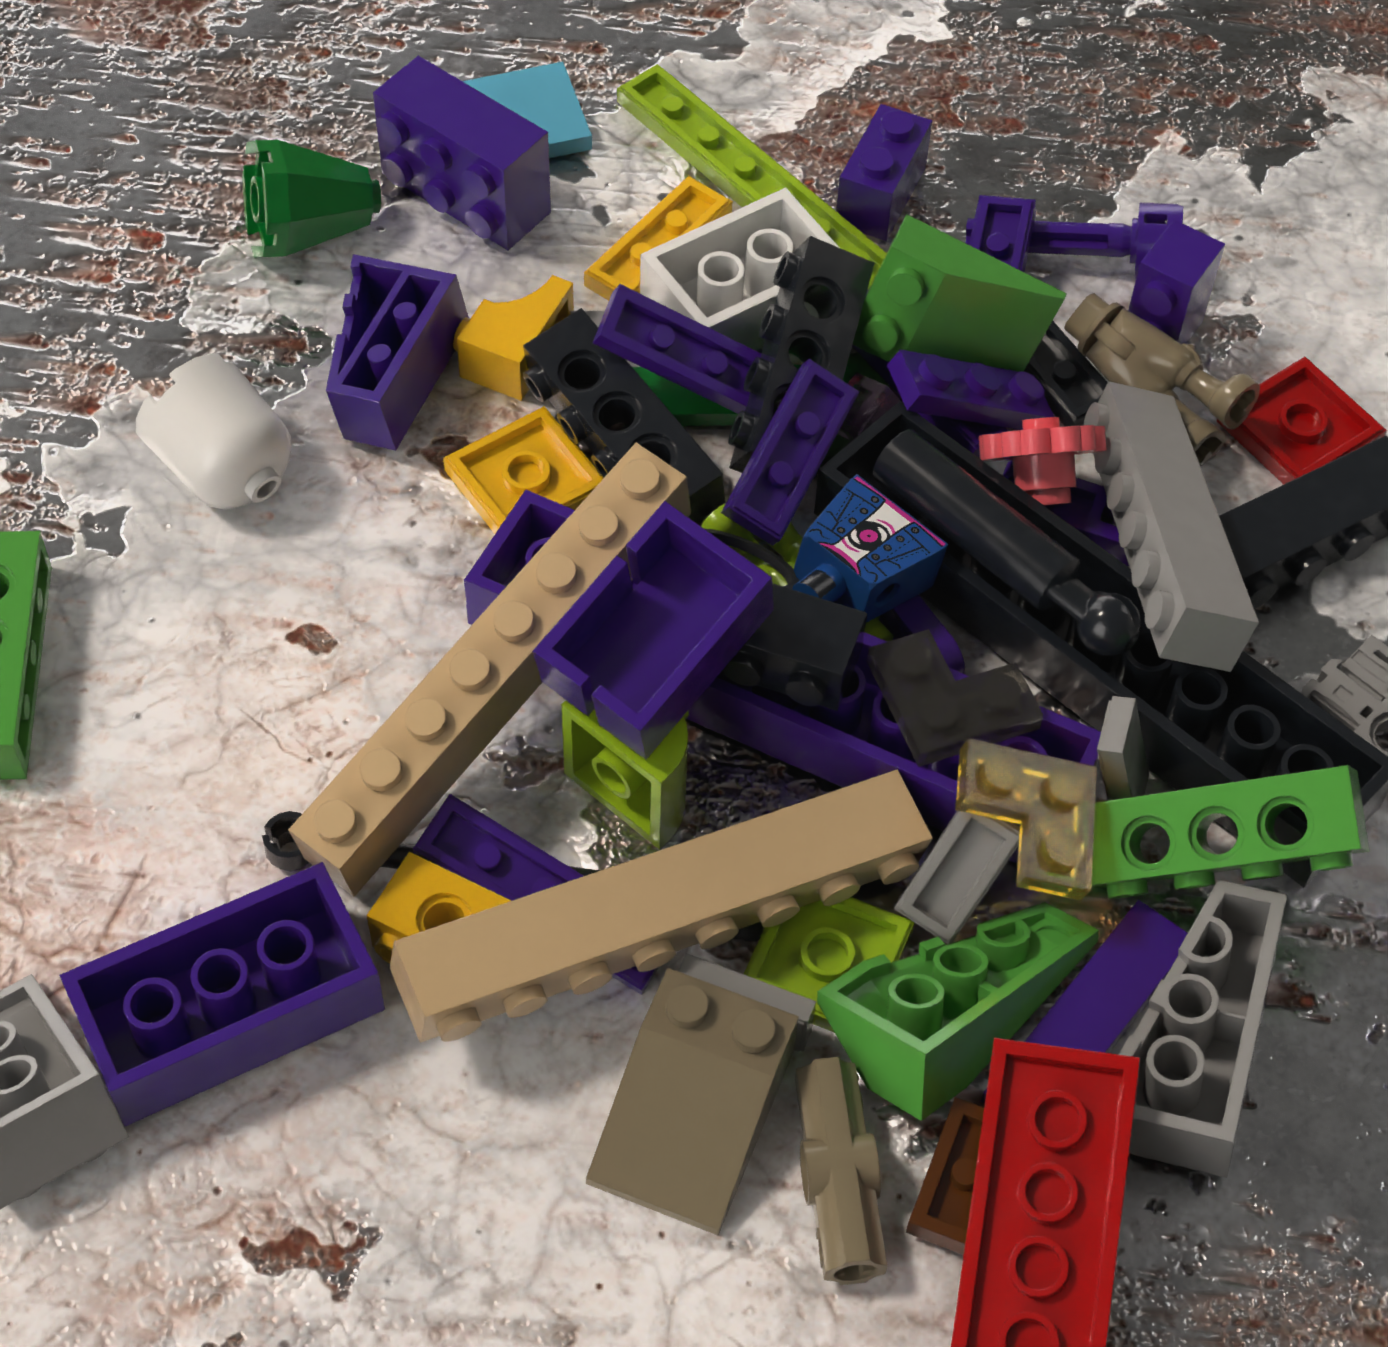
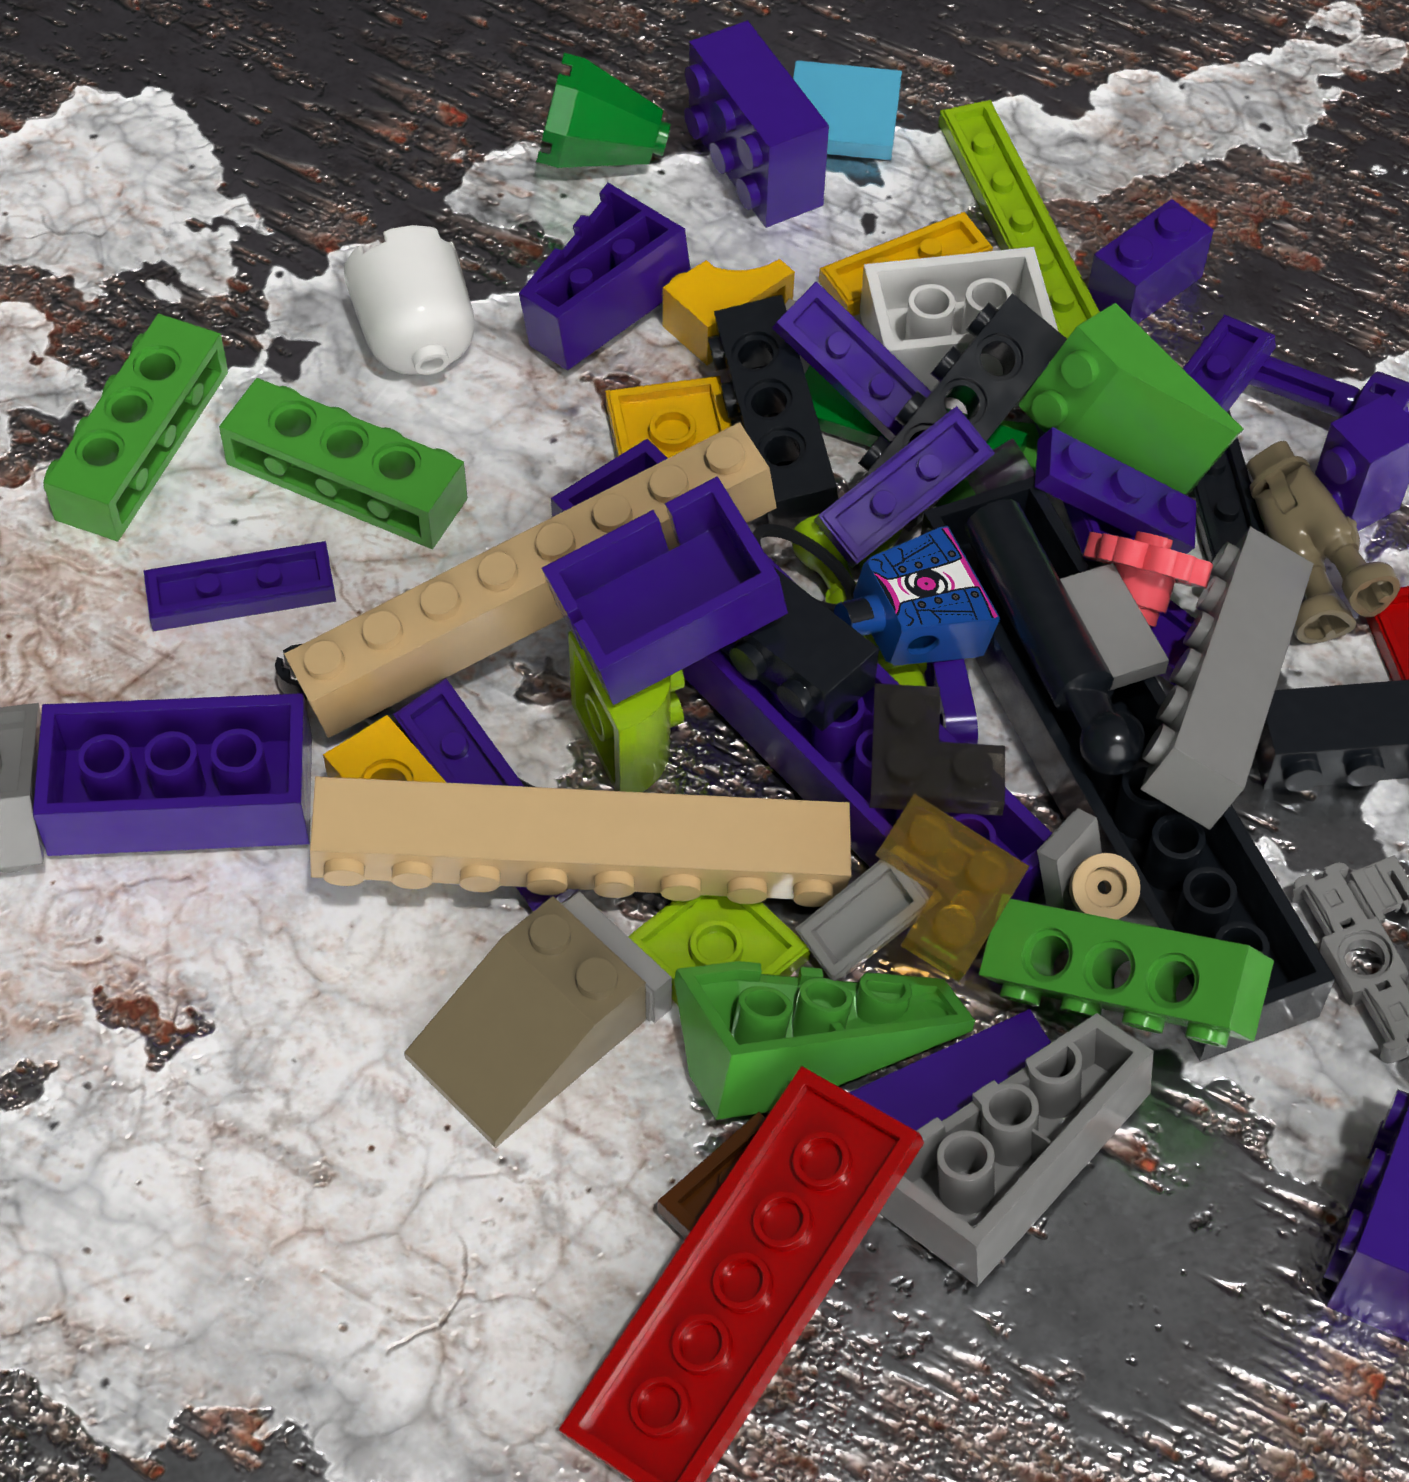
camera: 25 degrees right, 0 degrees up
(177, 778) = (239, 586): none -> dark purple tile
(196, 631) = (344, 462): none -> bright green brick
(840, 1171) = (623, 1134): dark tan piece -> none
(1052, 510) = (1116, 625): none -> light grey tile
(1167, 760) = (1120, 881): none -> tan tile

